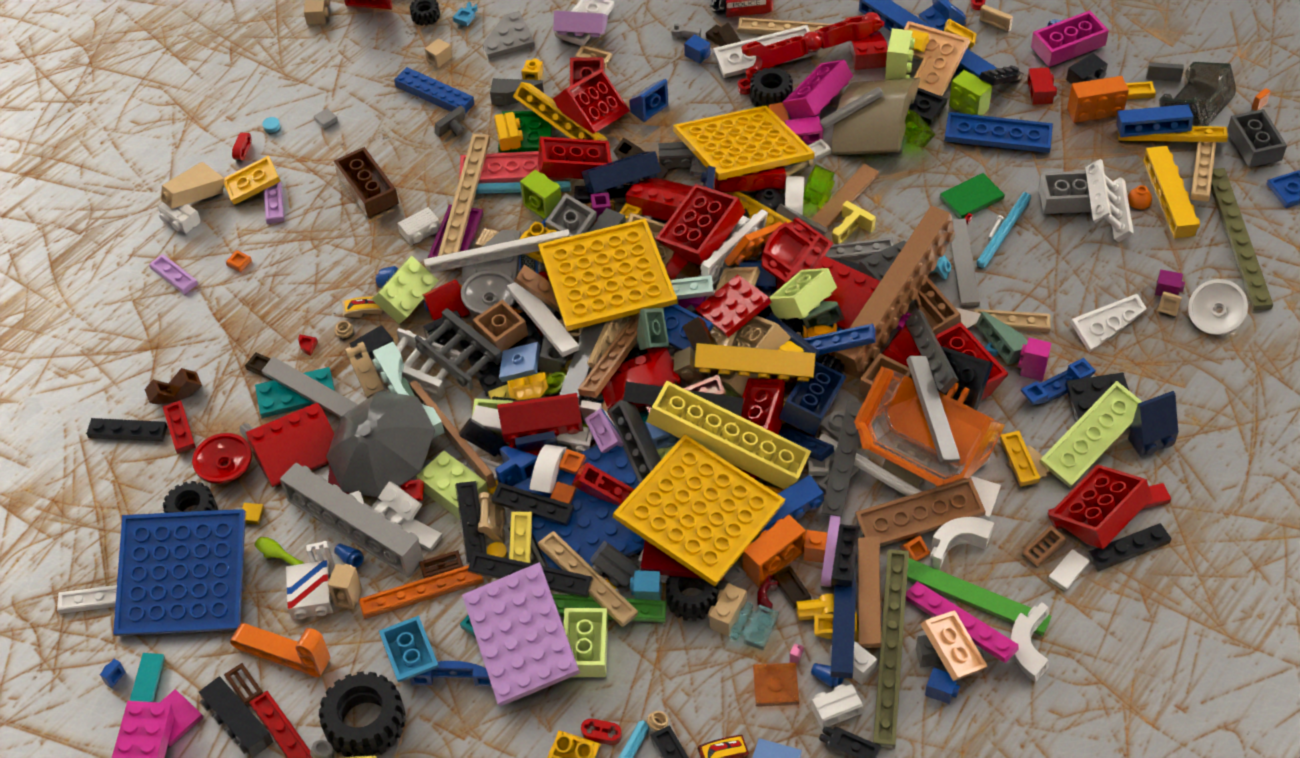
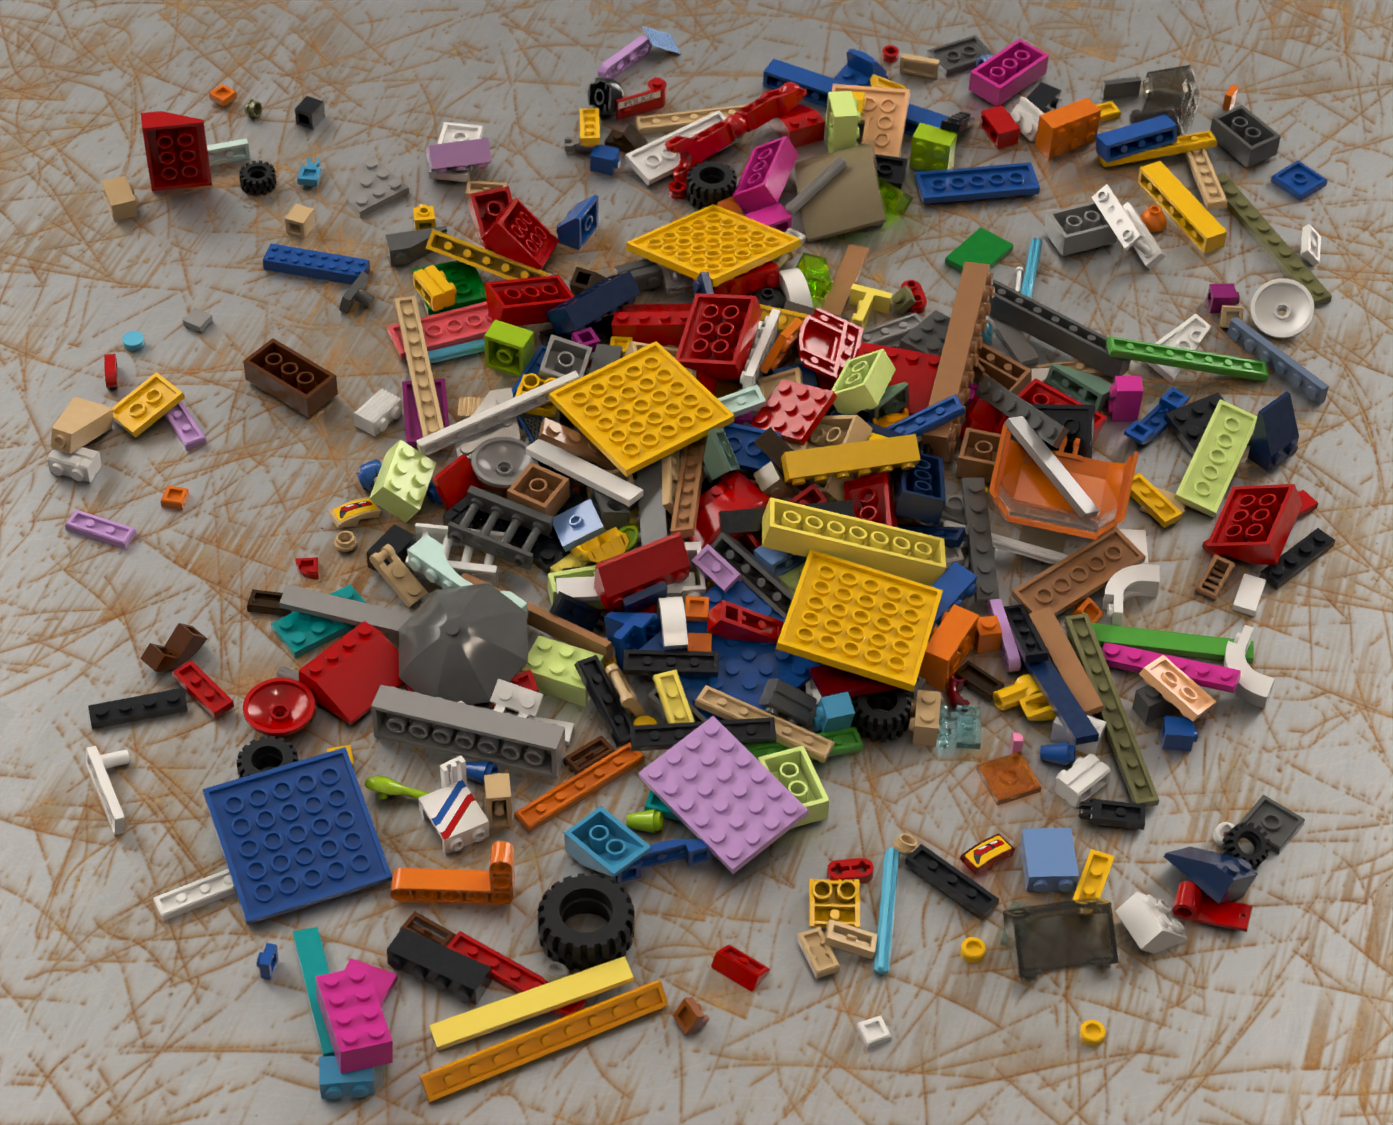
camera: 25 degrees left, 5 degrees down
(71, 469) = (97, 768): none -> white piece
(456, 636) = (646, 821): none -> lime cone
(695, 19) = (589, 127): none -> yellow plate
(885, 223) = (903, 300): none -> olive plate
(897, 222) = (918, 293): none -> red plate
(1002, 282) = (1055, 330): none -> dark grey brick
(1036, 14) = (959, 55): none -> dark grey tile
(1064, 80) = (1027, 117): none -> white plate
(1107, 335) = (1187, 359): none -> bright green tile
(1194, 355) = (1277, 360): none -> sand blue plate
(1274, 252) = (1310, 245): none -> white plate

